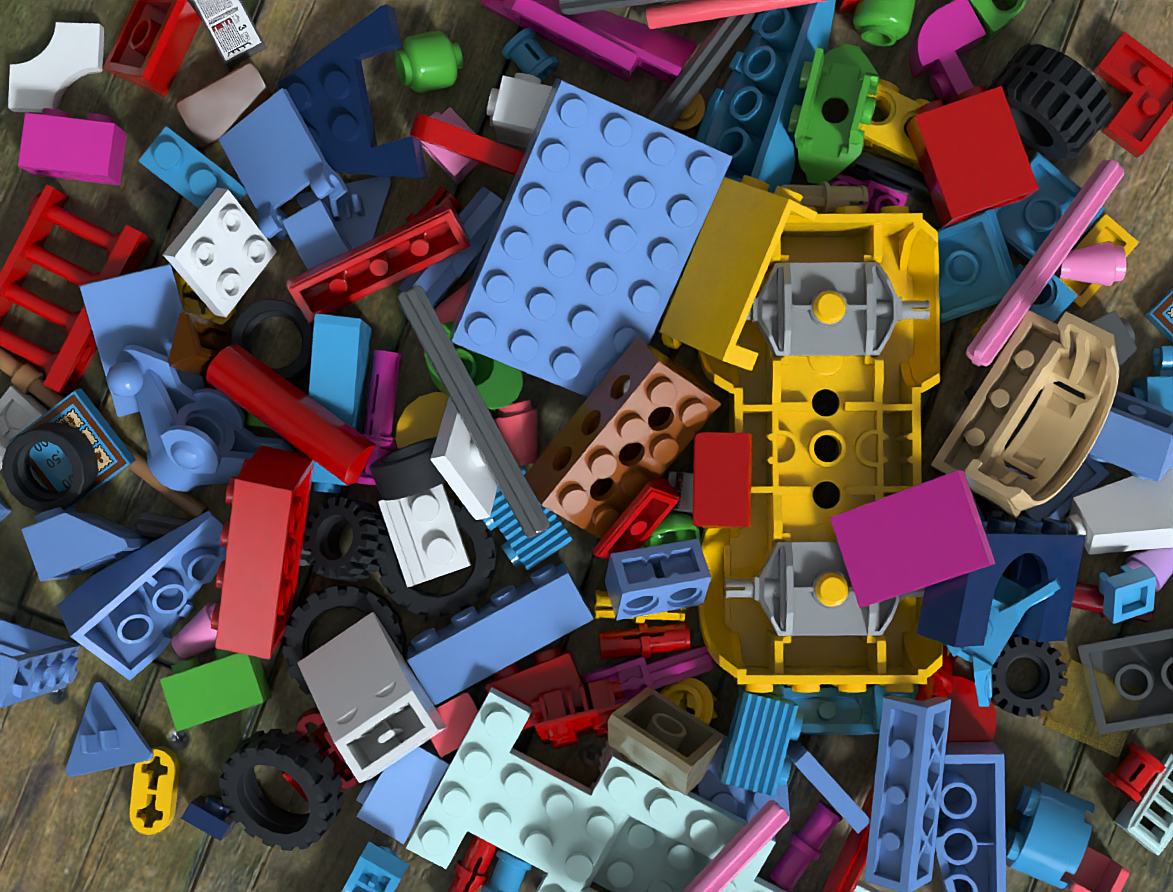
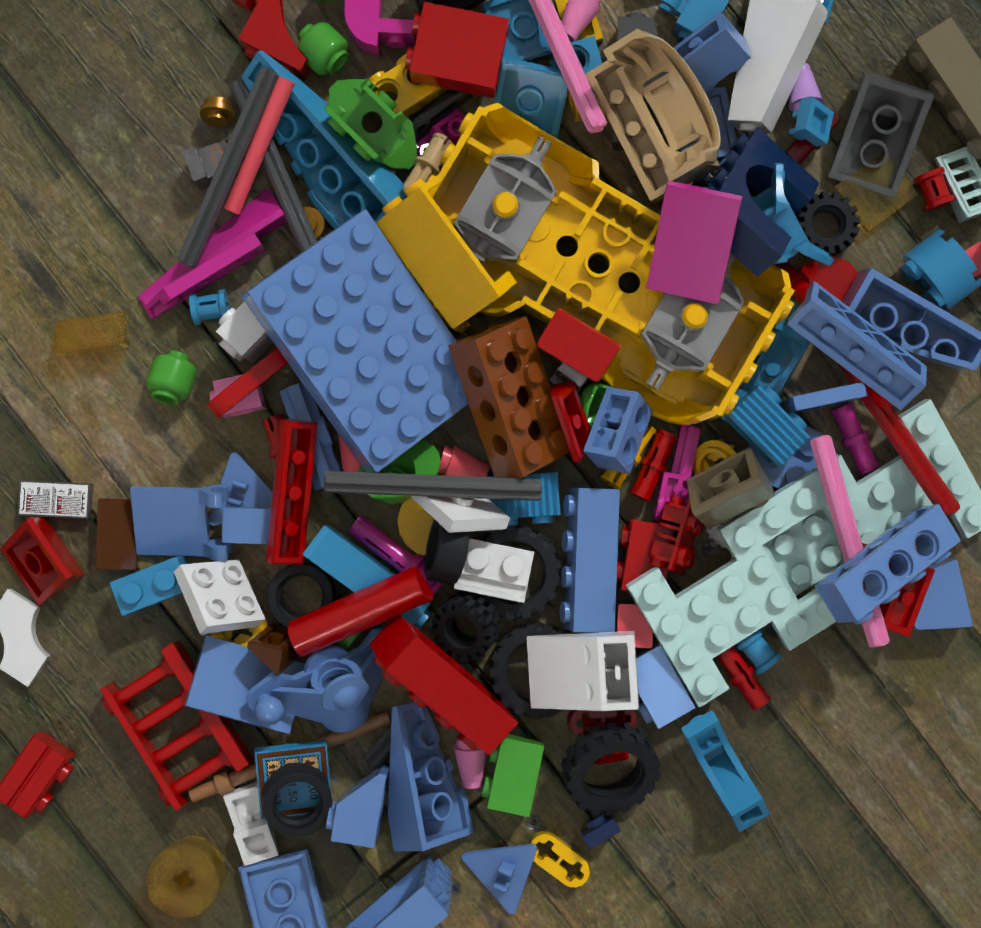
camera: 60 degrees left, 0 degrees up
(72, 147) = (83, 657): dark pink brick -> none
(336, 105) = (164, 459): dark blue wing -> none

